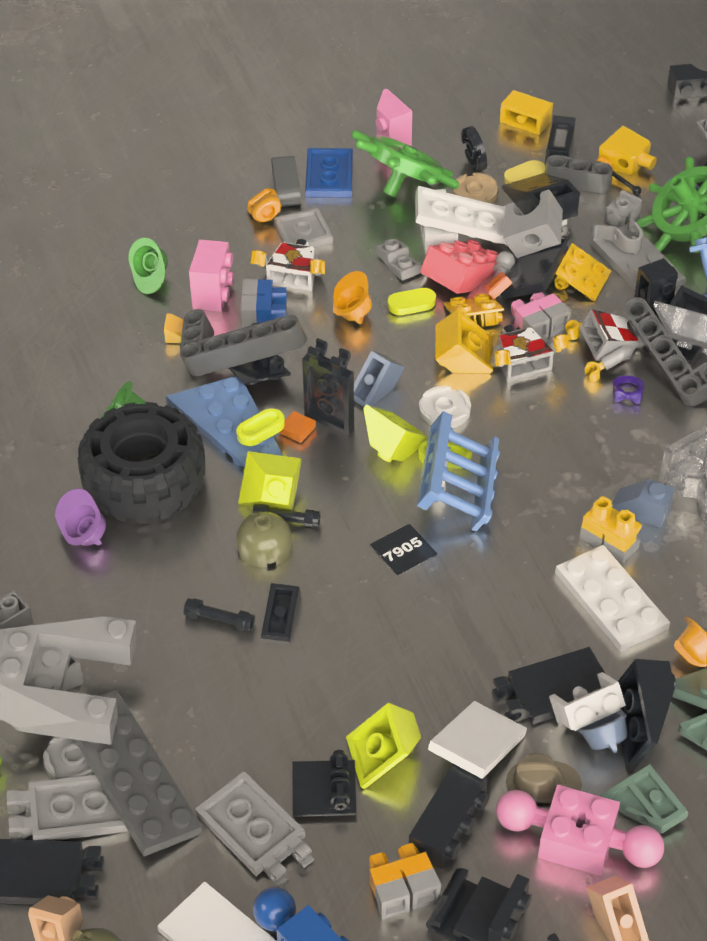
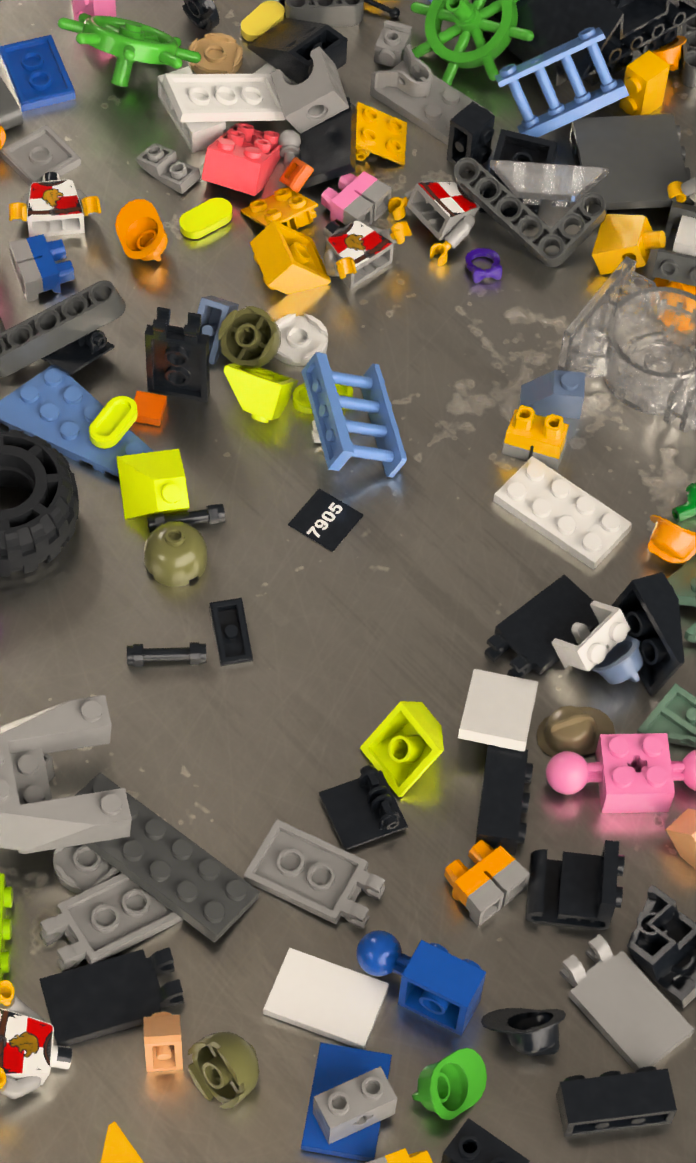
camera: 25 degrees left, 10 degrees up
(400, 392) = (249, 337): none -> olive cylinder

